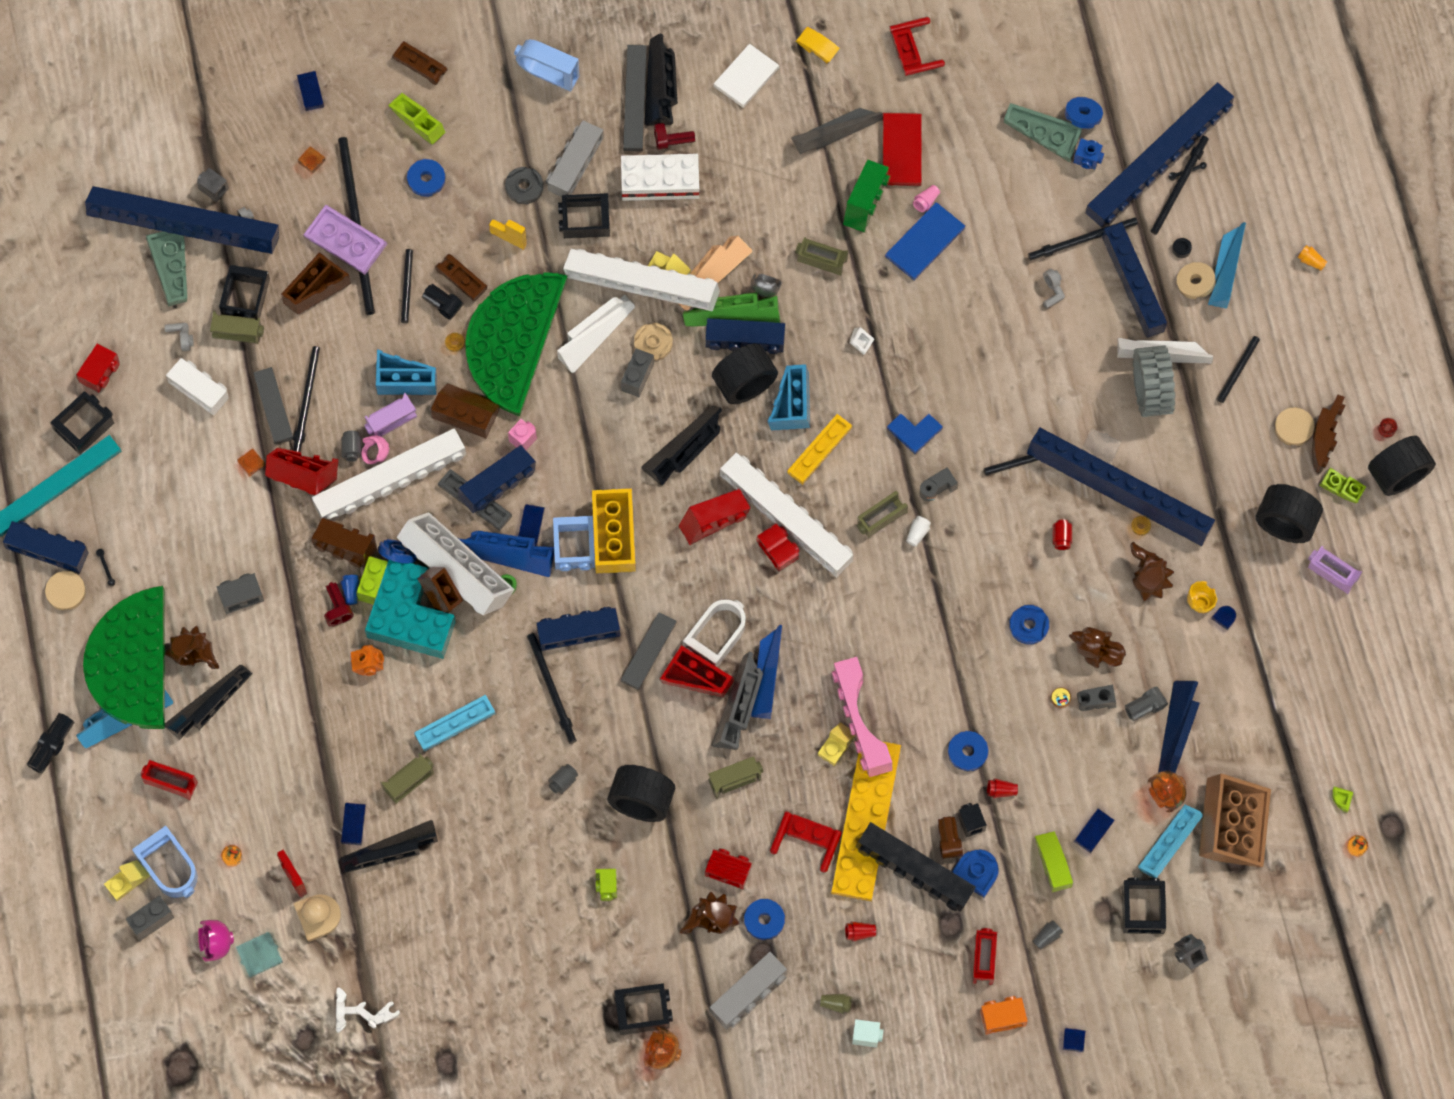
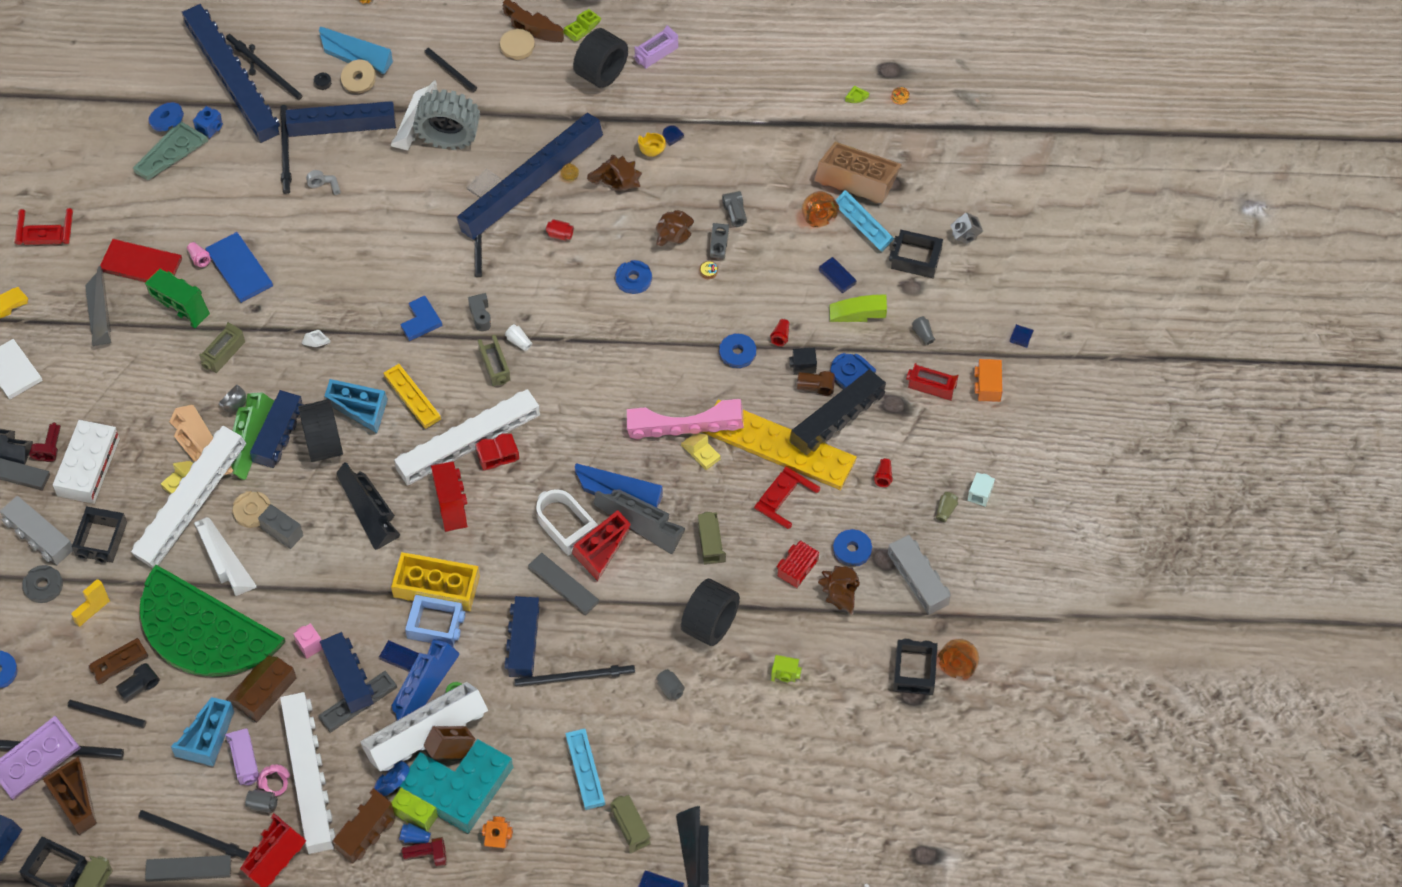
camera: 75 degrees left, 10 degrees down
(454, 337) = (182, 677): clear yellow plate -> none
(1179, 723) = (760, 189): dark blue wedge -> none

